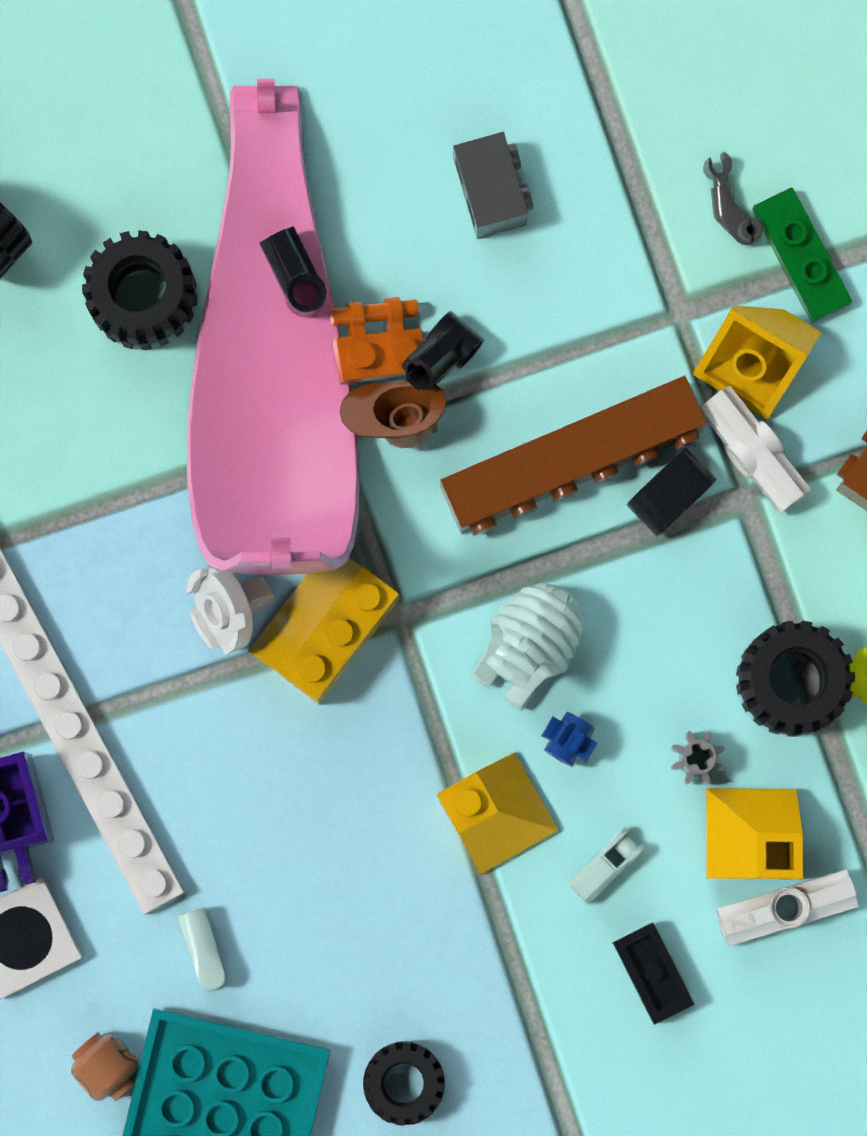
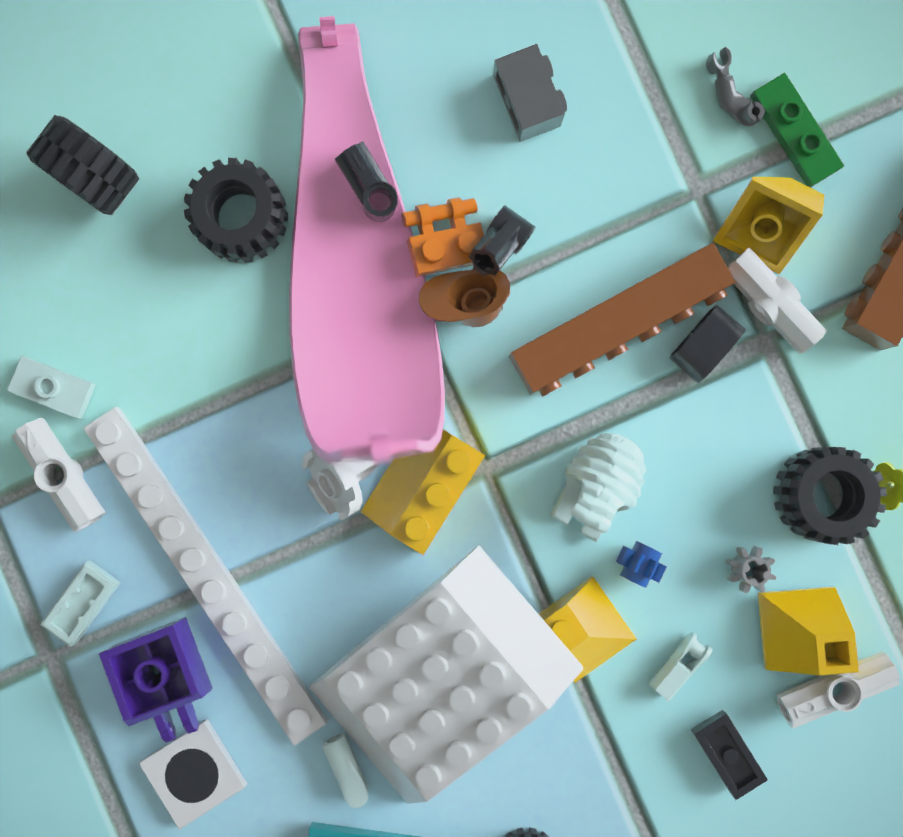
camera: 10 degrees left, 5 degrees up
(325, 844) = (448, 679): none -> white slope

